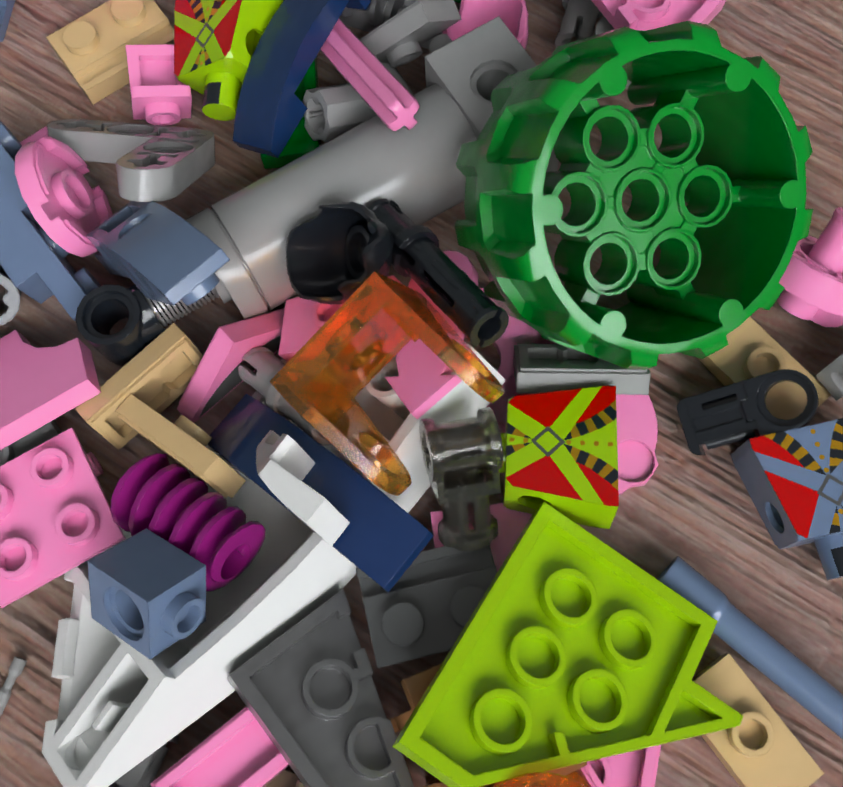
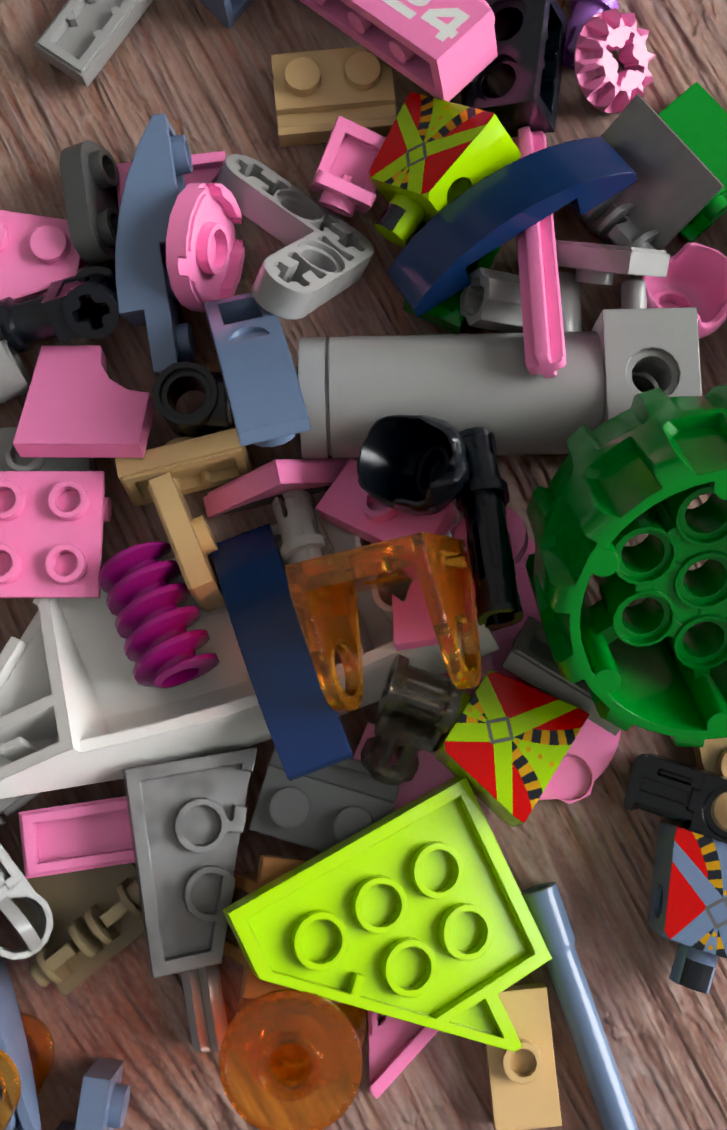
camera: 25 degrees right, 10 degrees up
(147, 592) = (95, 667): sand blue brick -> none
(282, 468) = (257, 629): white slope -> none

